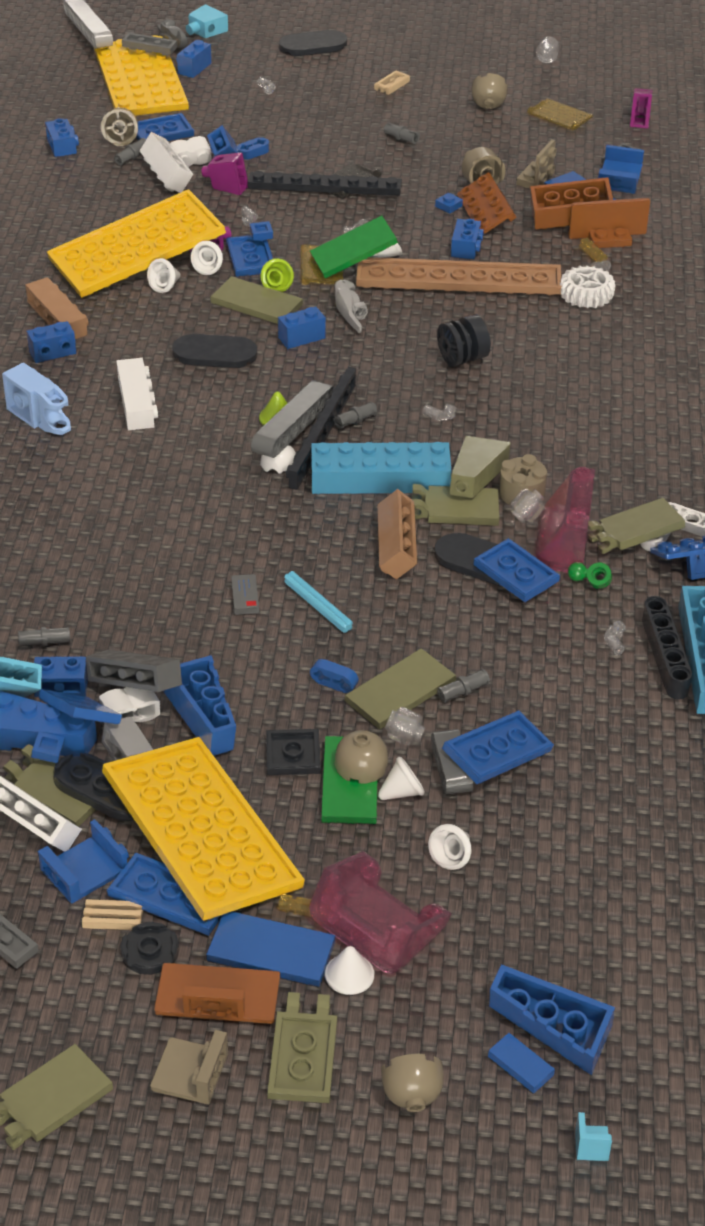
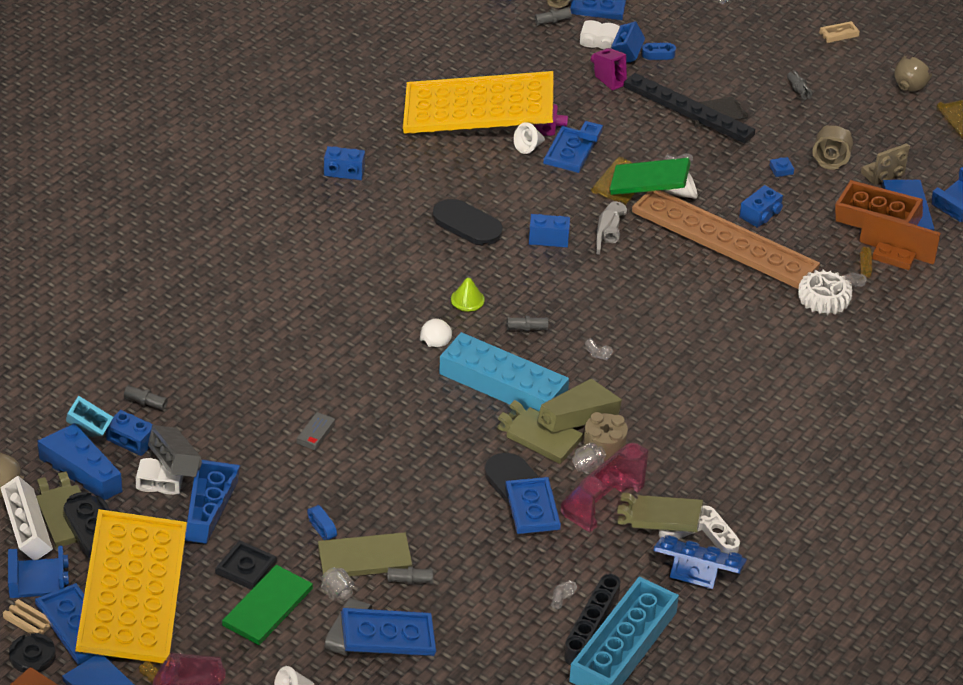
camera: 30 degrees right, 0 degrees up
(35, 399) = (288, 206): light blue brick -> none
(48, 747) = (75, 479): blue plate -> none
(55, 306) = (373, 129): medium nougat brick -> none
(80, 707) = (117, 460): blue tile -> none
(124, 739) = (135, 498): light grey hinge -> none
(136, 393) = (372, 233): white brick -> none
(162, 275) = (479, 140): white hat -> none
(166, 163) = (568, 38): white brick -> none
(250, 216) = (598, 115): clear arm -> none
(255, 300) = (538, 191): olive tile -> none
(277, 275) = (568, 176): lime hat -> none
(291, 419) = (467, 305): beam -> none
(320, 431) = (496, 319): black plate -> none
(320, 603) = (363, 461): medium azure axle -> none
(361, 756) = (283, 591): dark tan cylinder -> none
(397, 534) = (464, 434): medium nougat brick -> none
(400, 782) = (299, 623): white hat -> none
(463, 340) = (665, 296): black wheel -> none
(486, 203) = (811, 181): dark orange bracket -> none
(577, 571) = (583, 529): green plate -> none

